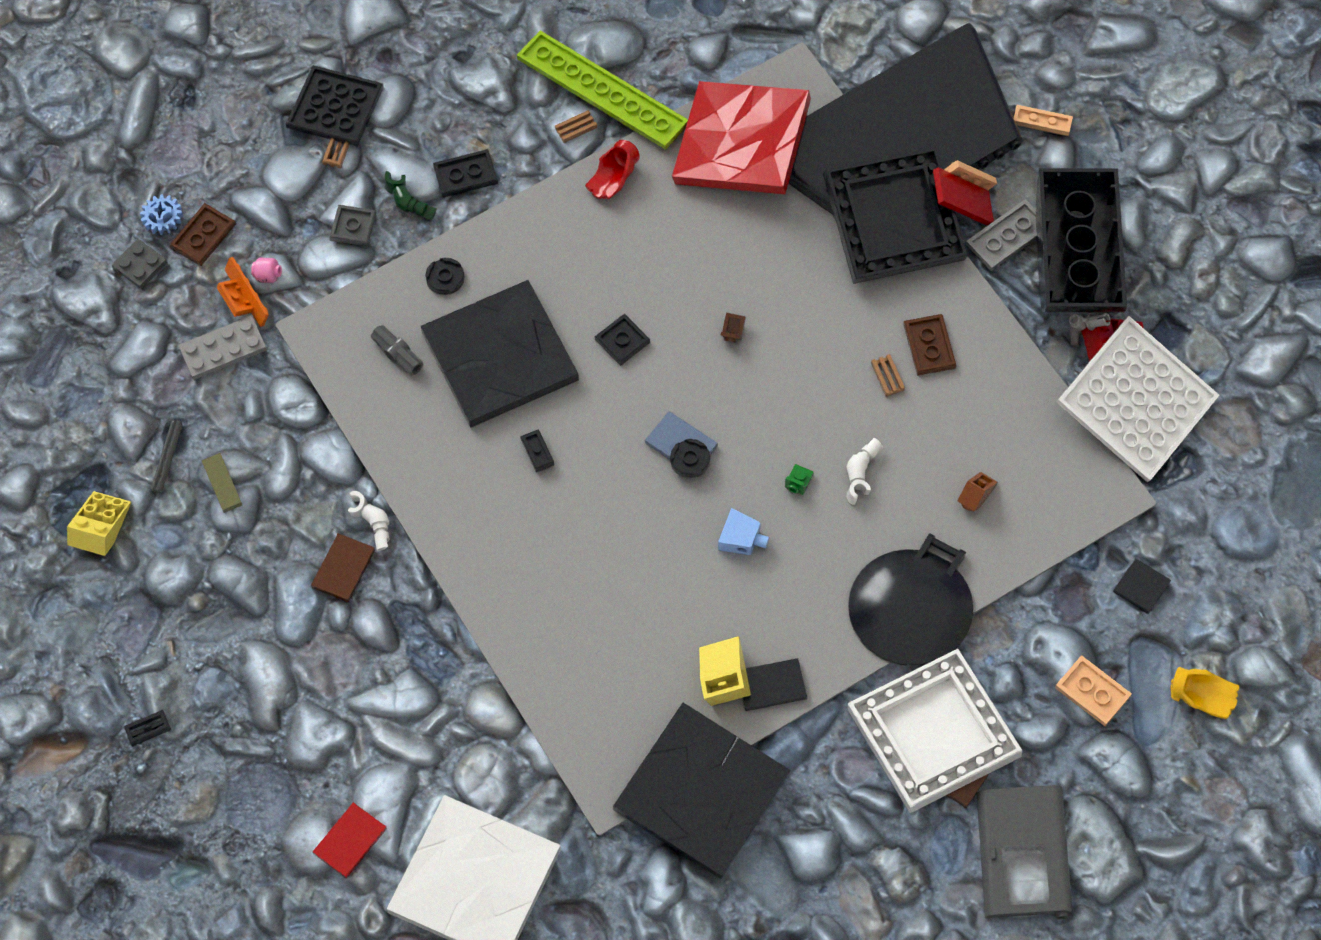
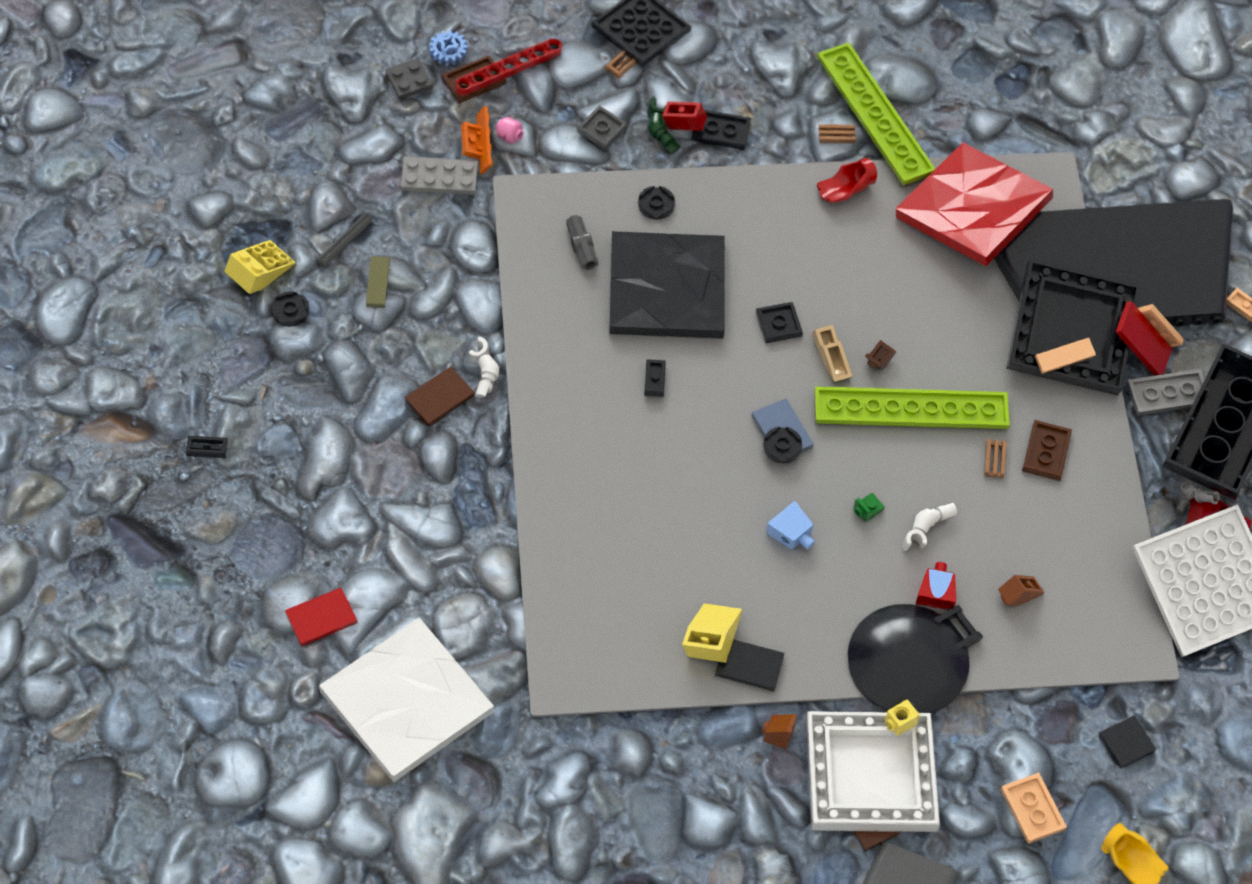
camera: 20 degrees right, 5 degrees down
(152, 551) = (290, 308): none -> black tile
(230, 214) = (504, 72): none -> red beam
(426, 177) = (684, 116): none -> red brick
(688, 346) = (832, 353): none -> tan slope
(701, 790) = (640, 721): black tile -> none
(787, 364) = (911, 407): none -> lime plate
(832, 733) = (779, 730): none -> dark orange slope
(902, 247) = (1065, 355): none -> light nougat tile
(903, 526) = (938, 588): none -> red torso
(938, 659) = (907, 712): none -> light yellow brick

